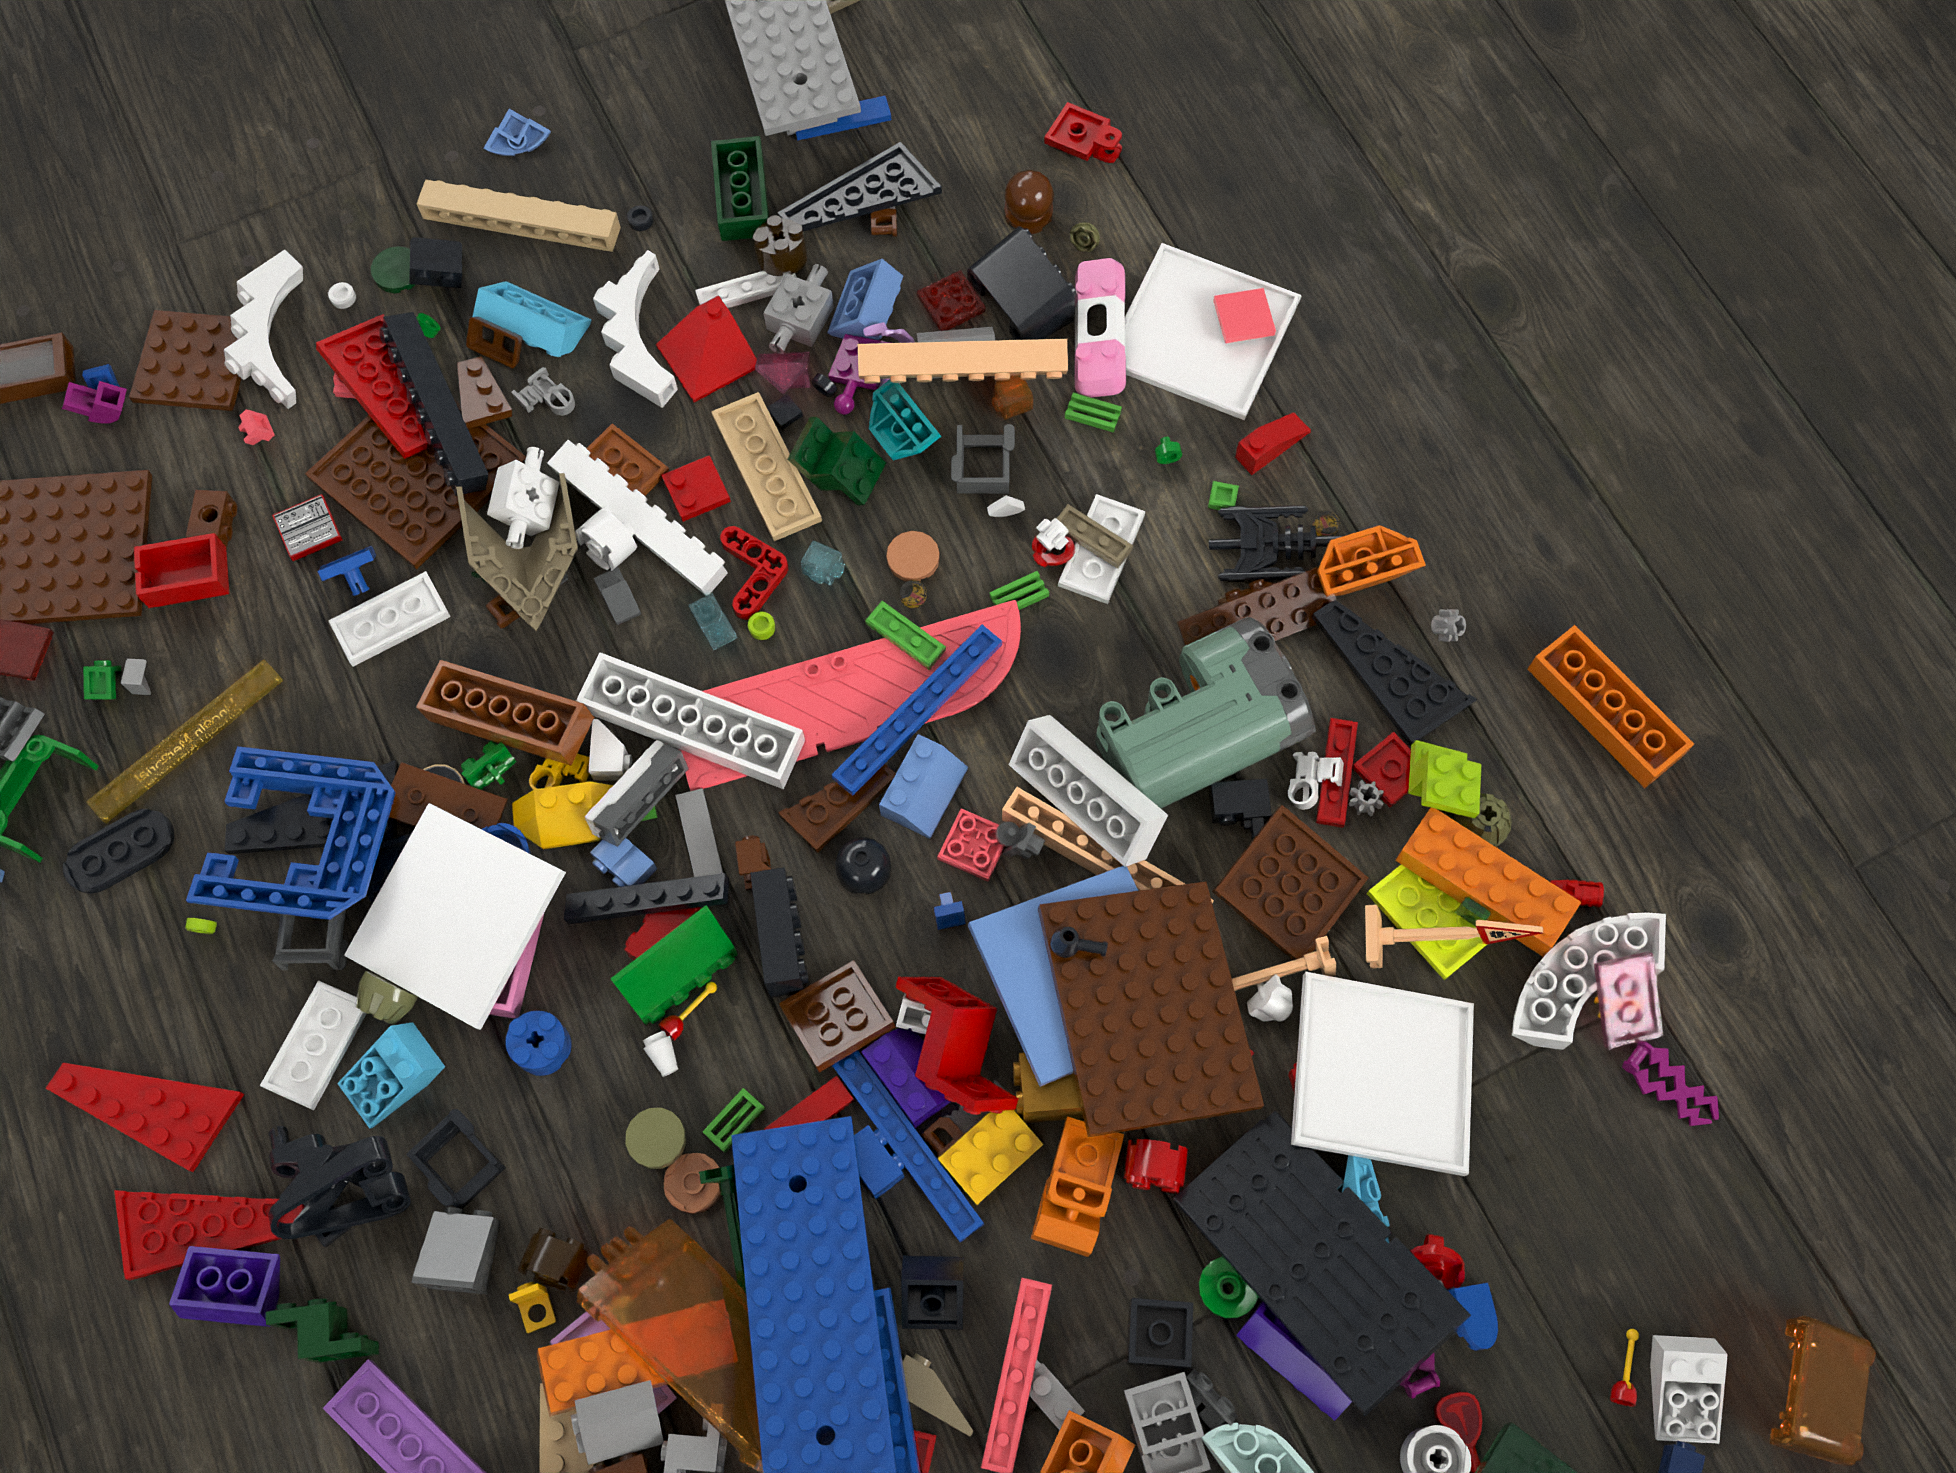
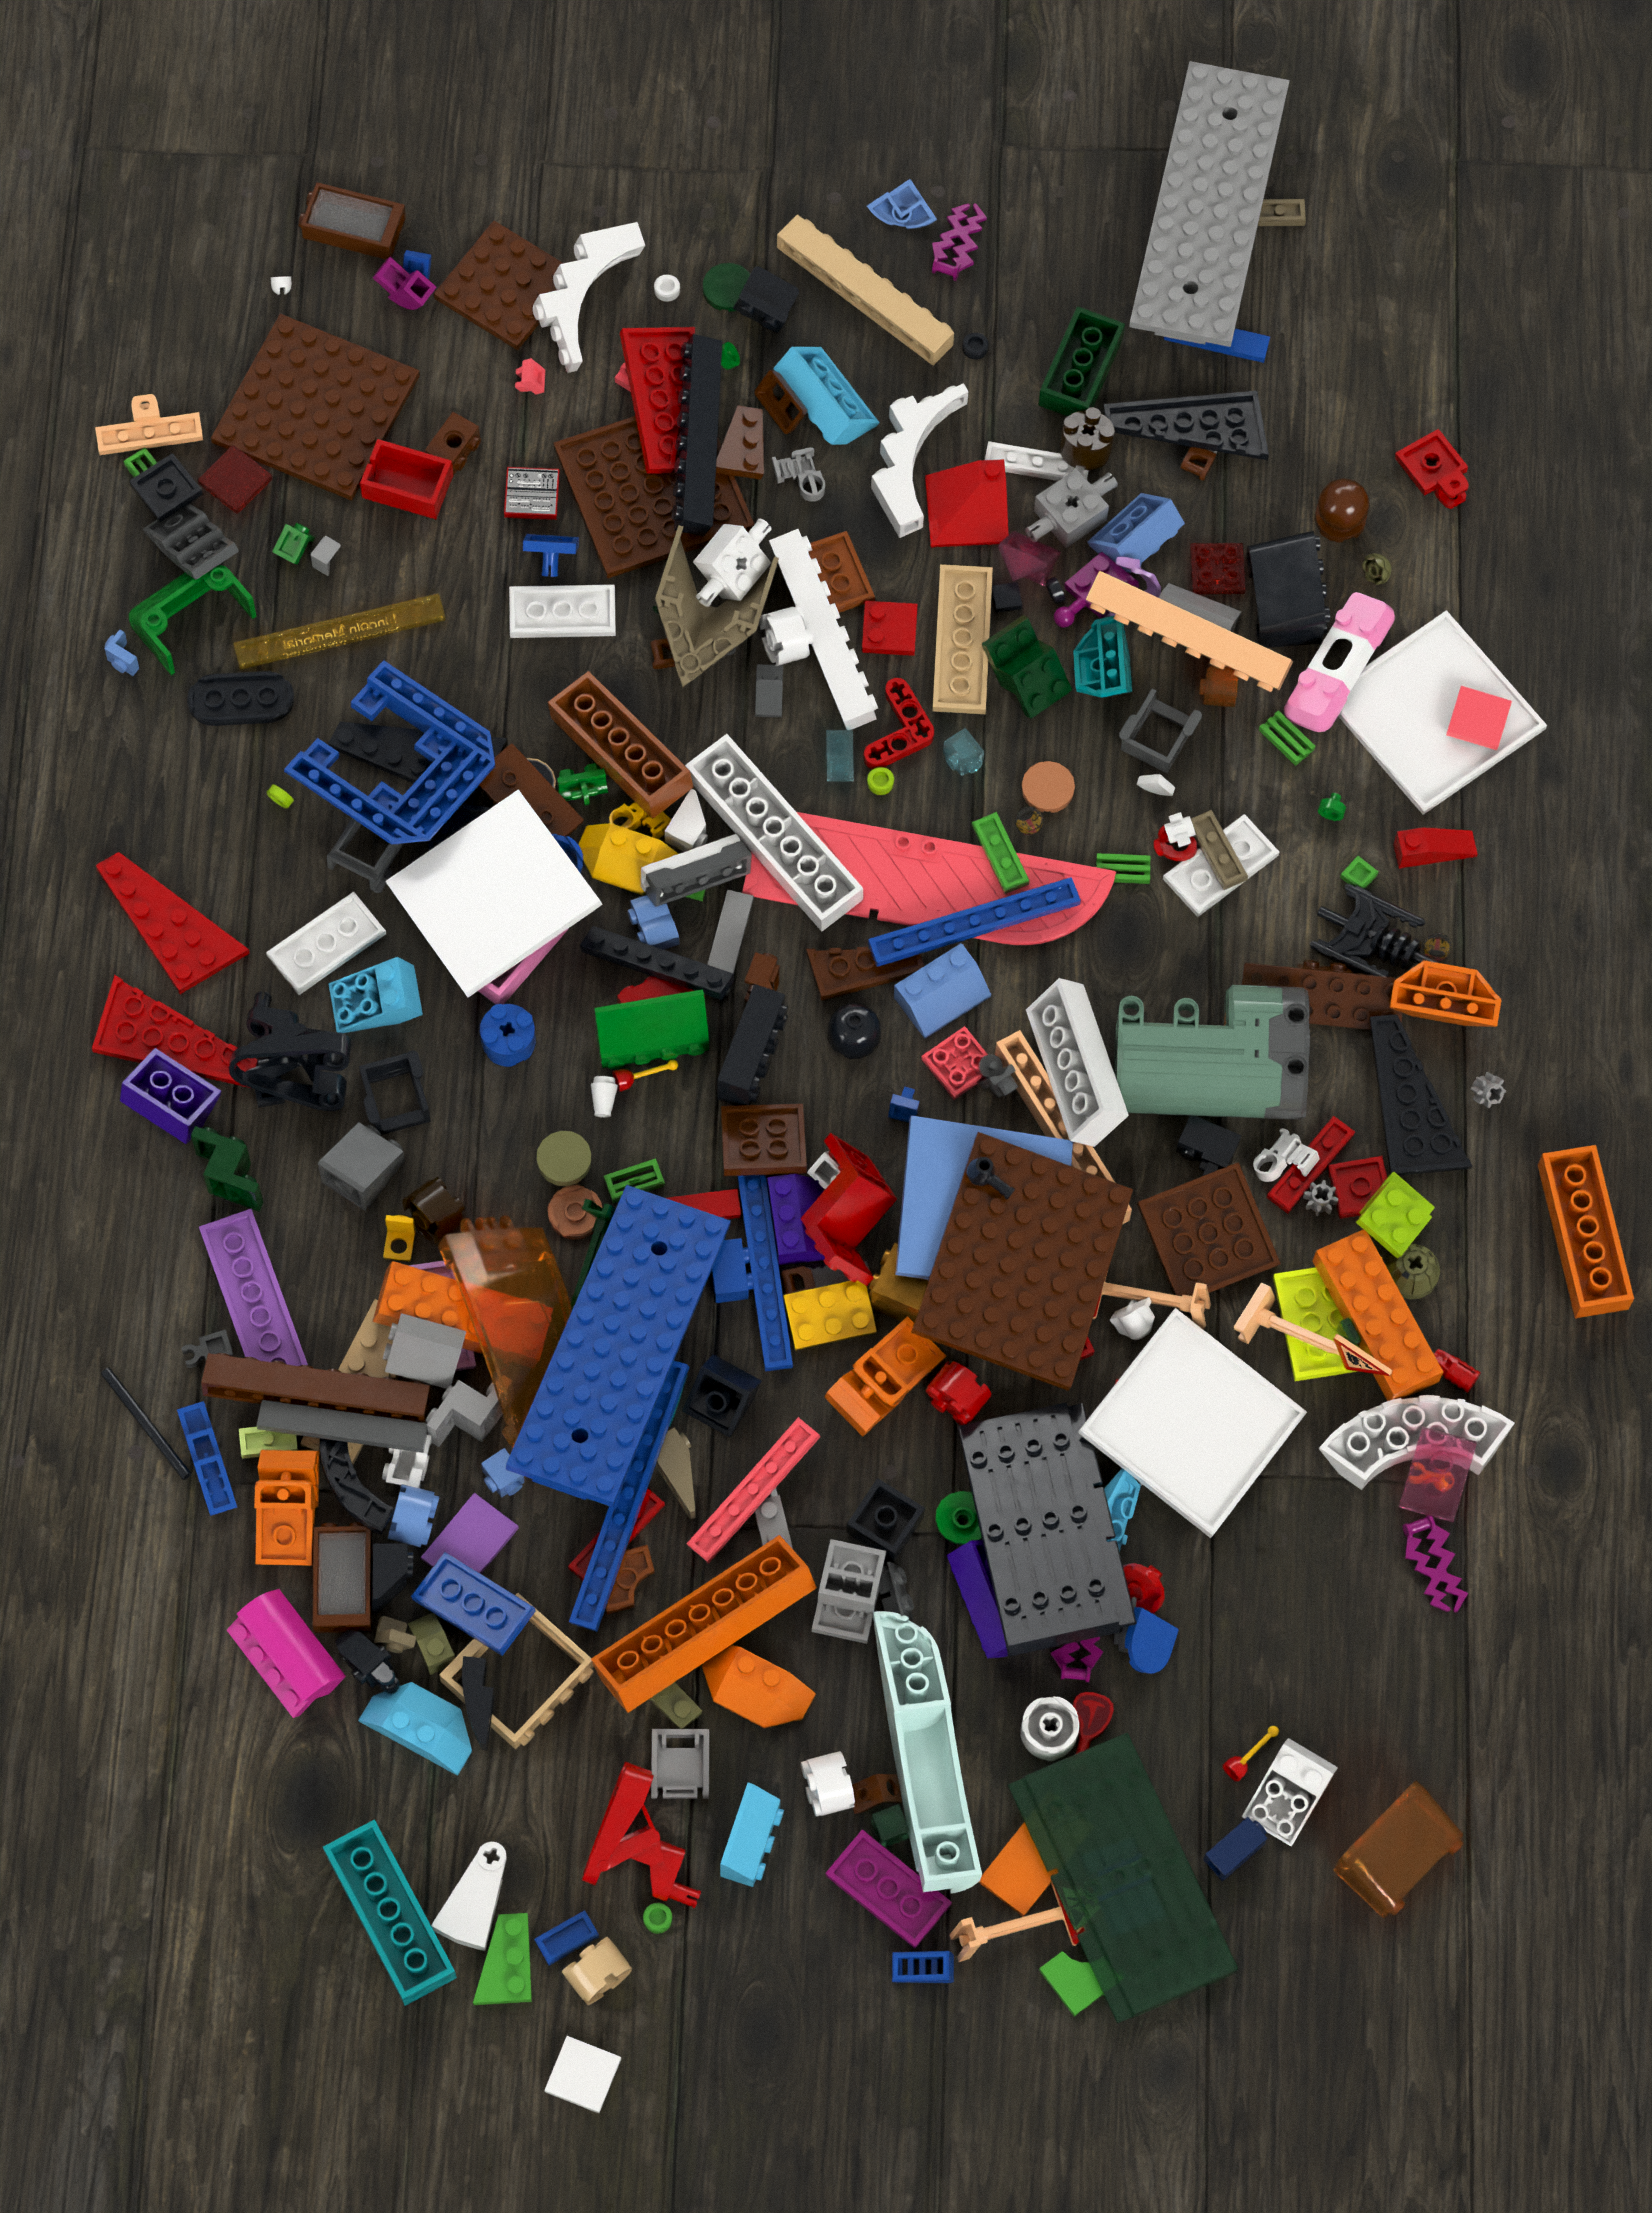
camera: 25 degrees right, 0 degrees up
(383, 998) = (401, 932): olive piece -> none
(590, 154) = (963, 260): none -> magenta piece

